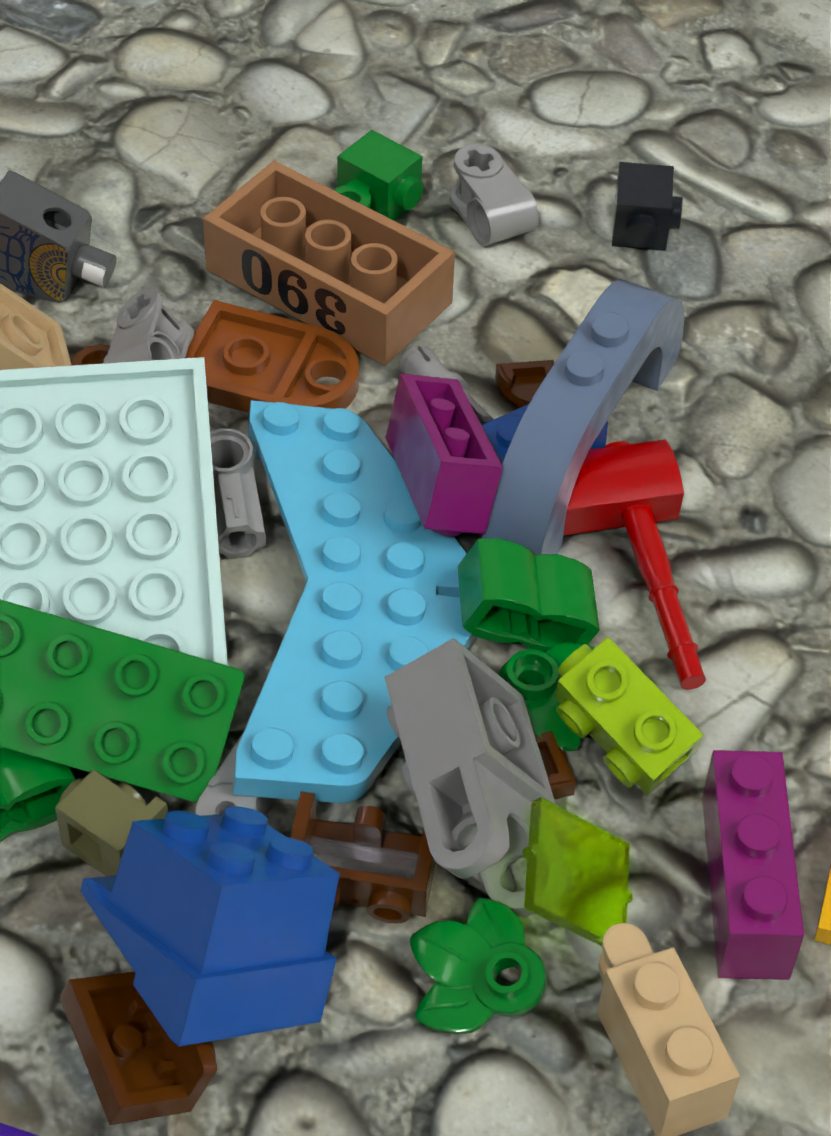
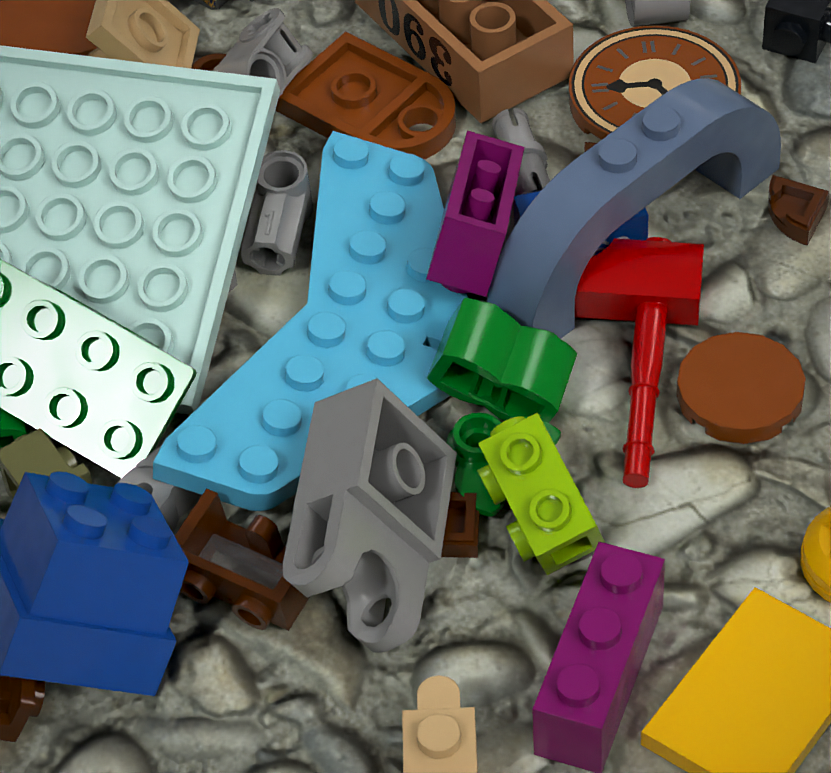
camera: 25 degrees right, 0 degrees up
(466, 965) = (302, 680): green plate -> none
(526, 298) = (635, 68): none -> tile
(575, 872) = (429, 621): clear neon green piece -> none
(714, 389) = (796, 208): none -> reddish brown tile
(747, 569) = (740, 387): none -> dark orange tile

